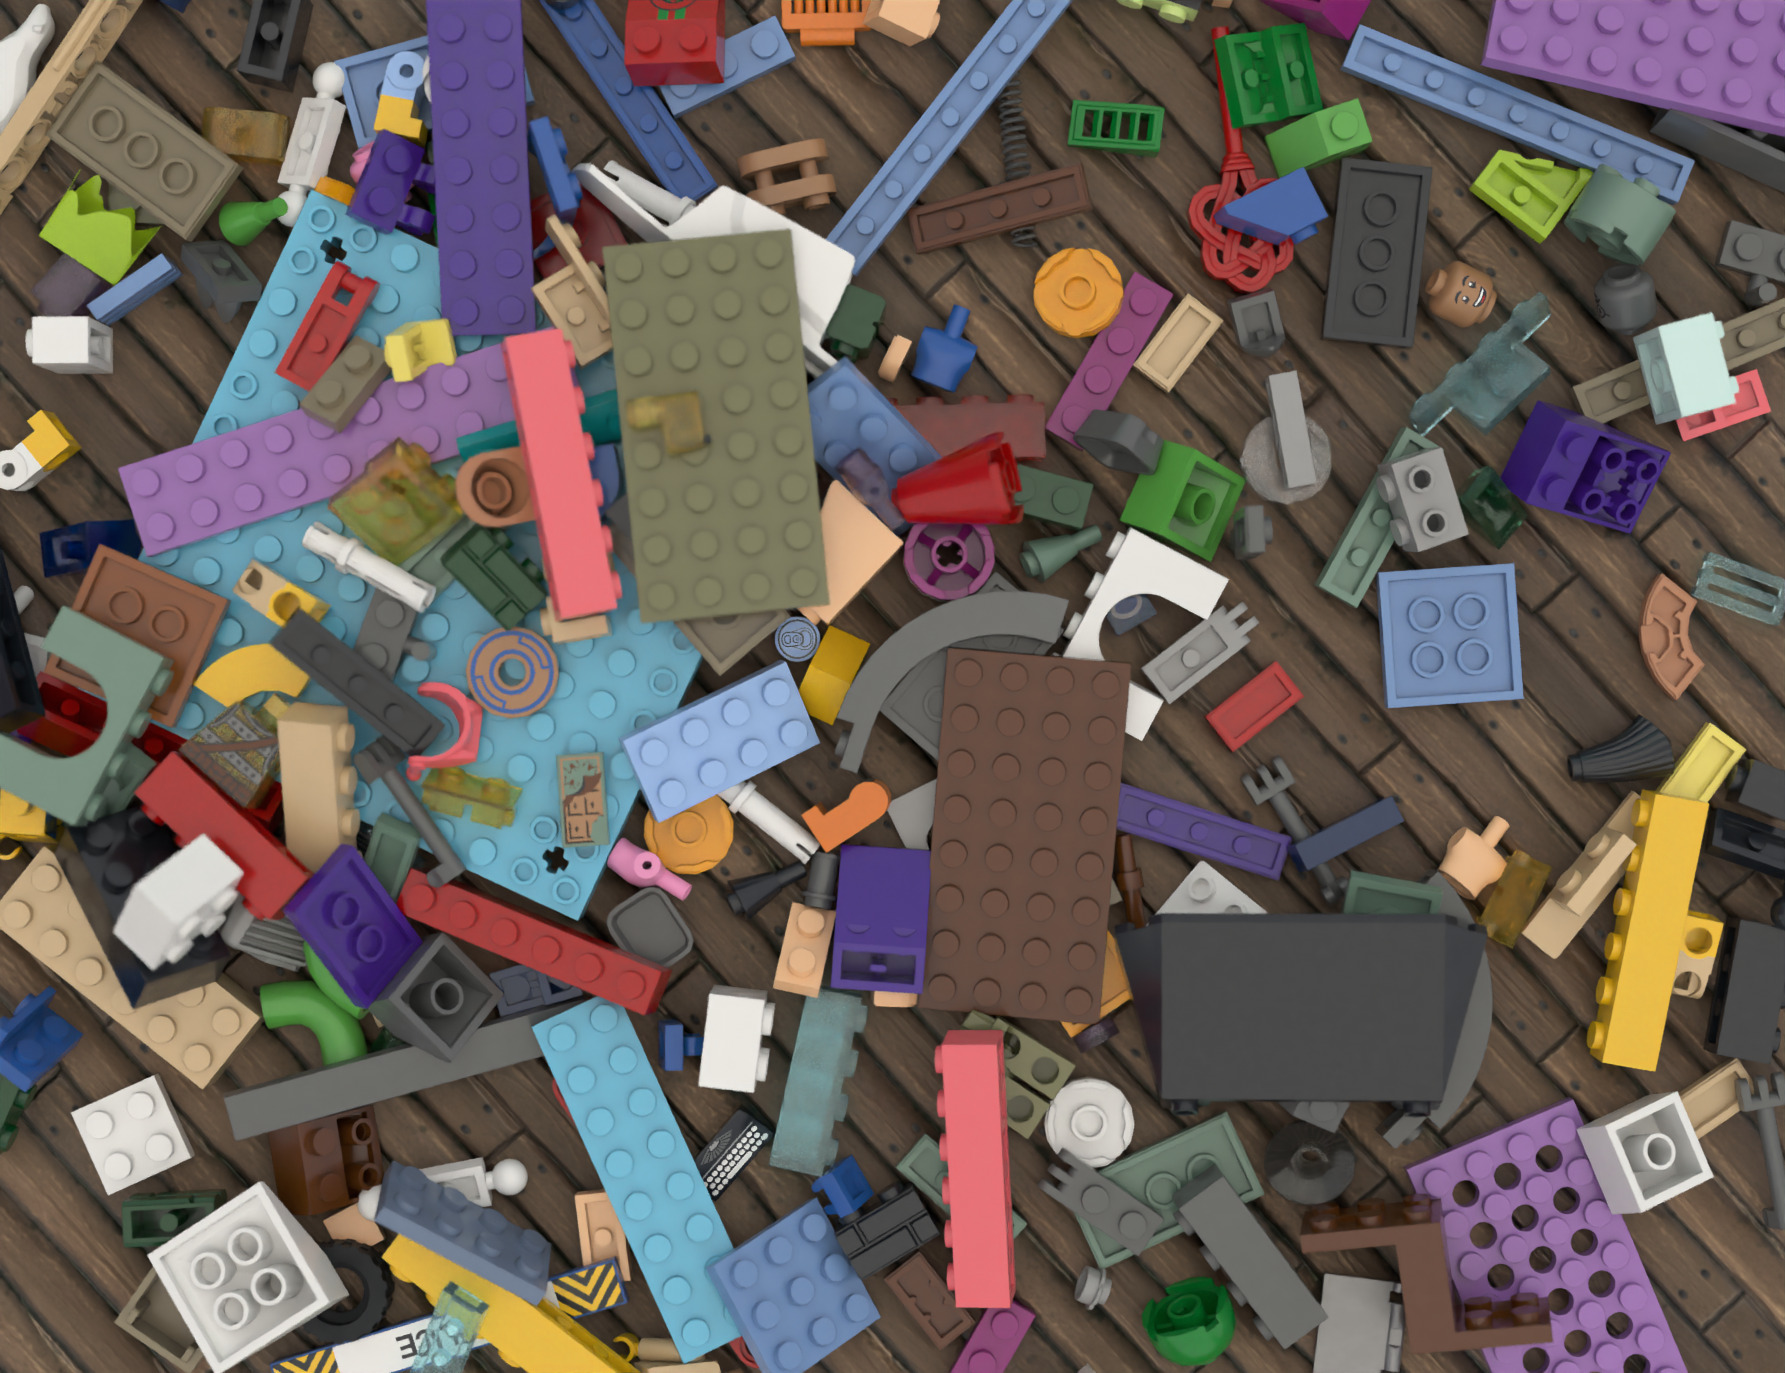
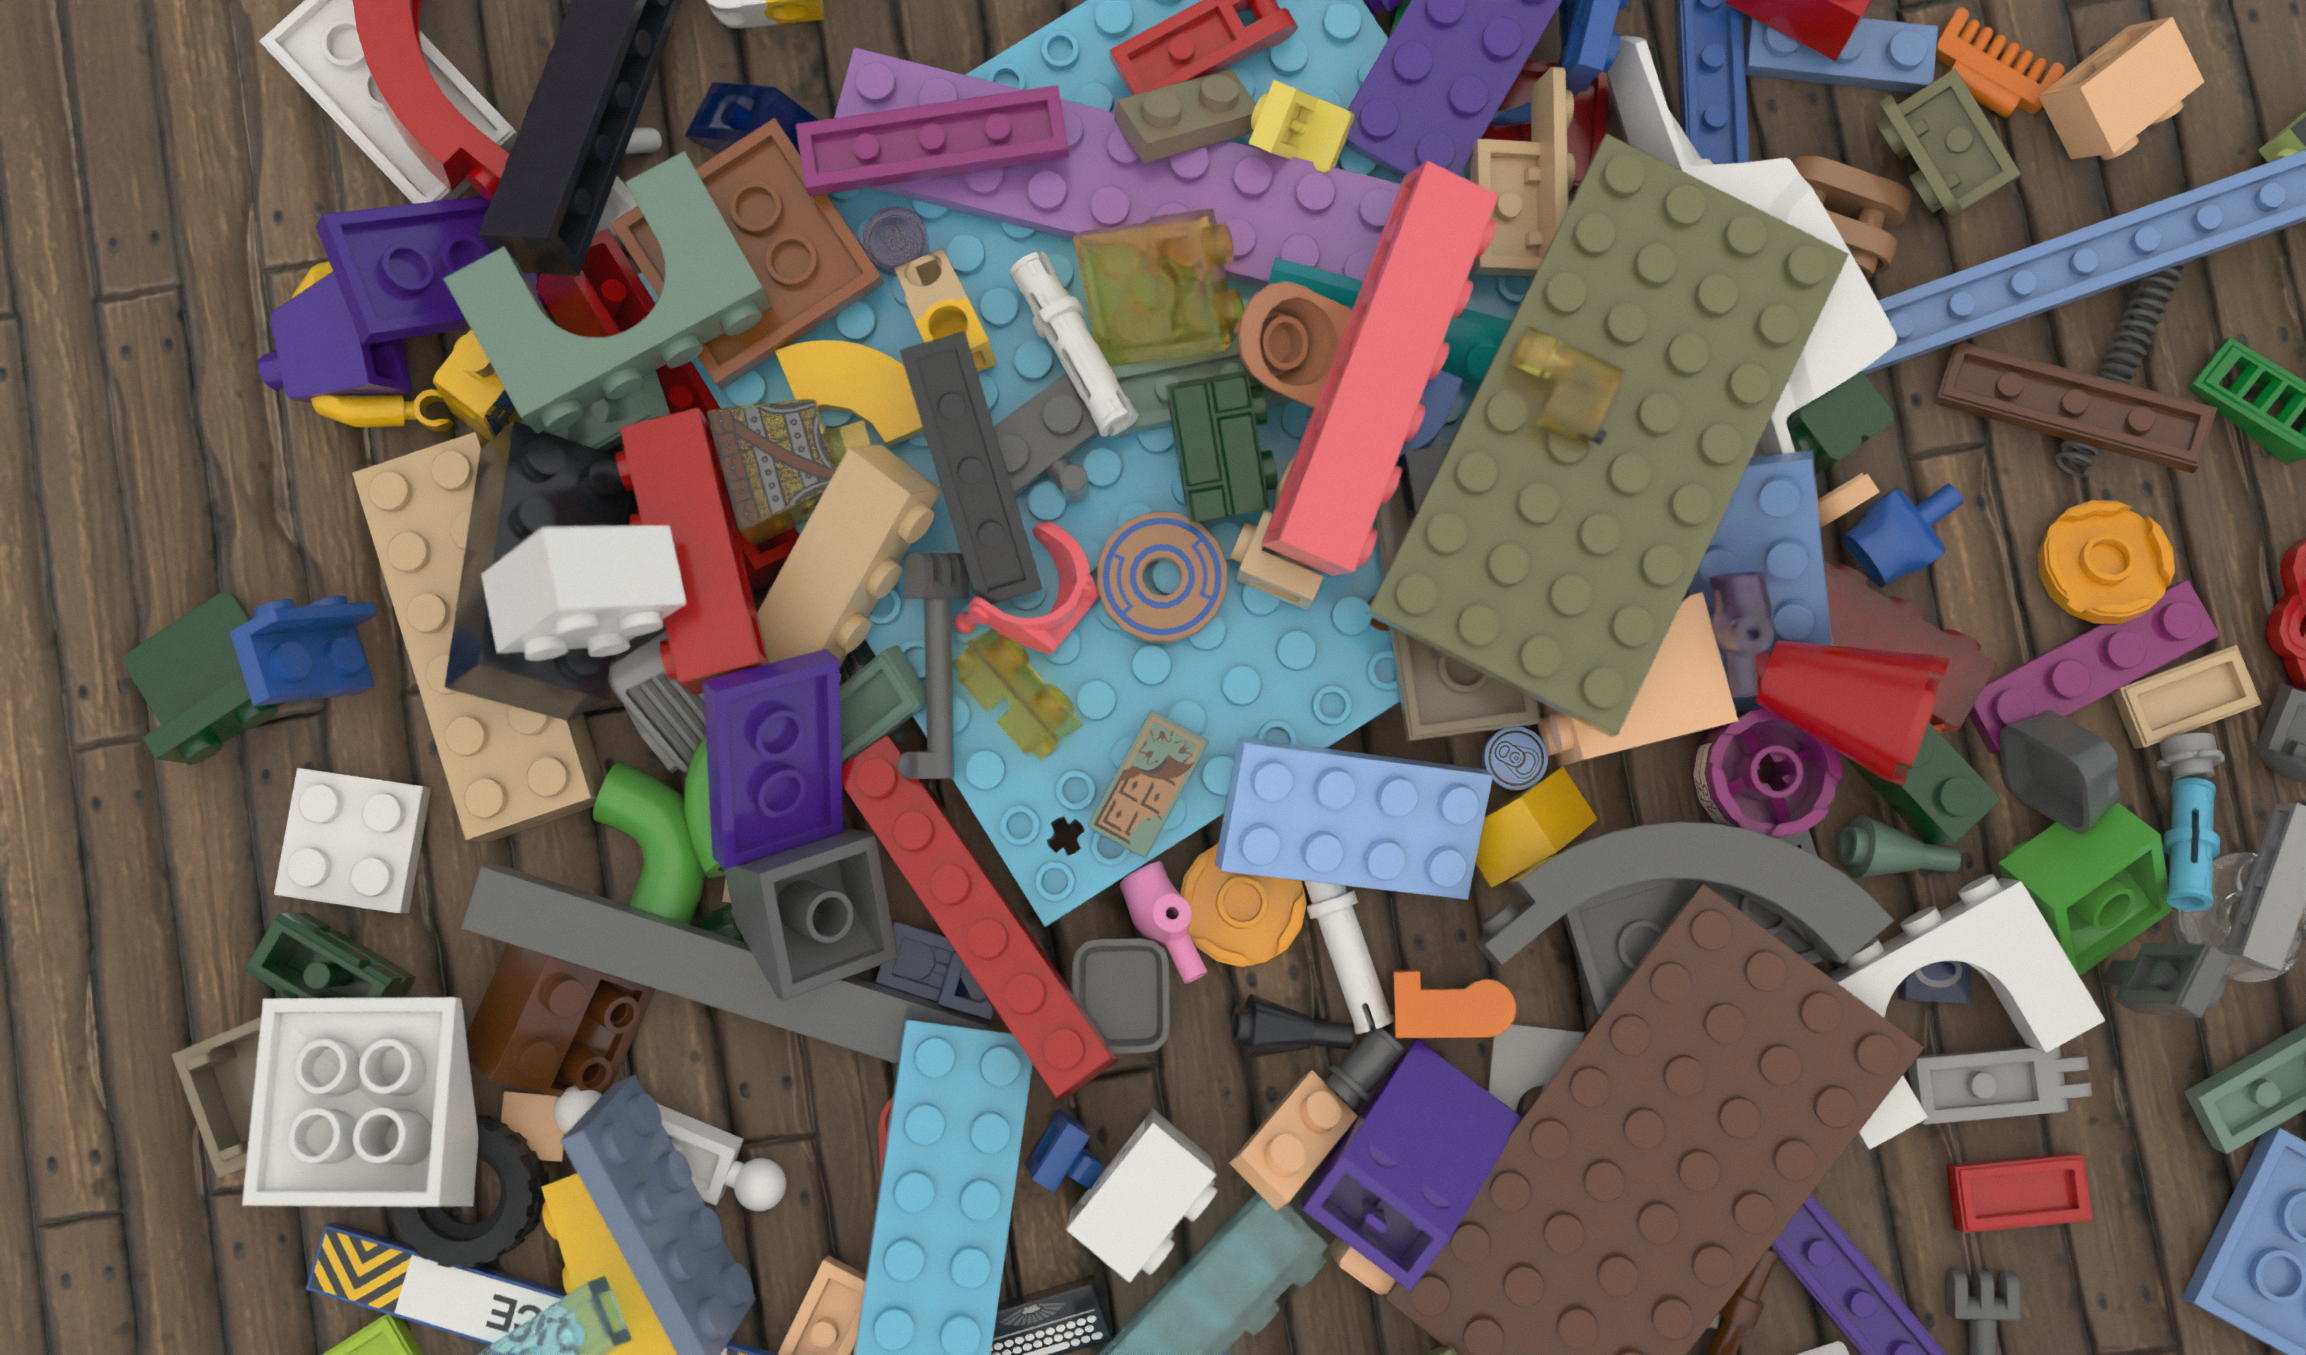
camera: 30 degrees right, 5 degrees down
(204, 500) = (932, 140): none -> magenta plate
(220, 569) = (894, 238): none -> clear purple tile
(822, 96) = (1951, 144): none -> olive bracket
(1198, 381) = (2190, 756): none -> light grey plate
(1227, 435) = (2191, 869): none -> medium azure pin

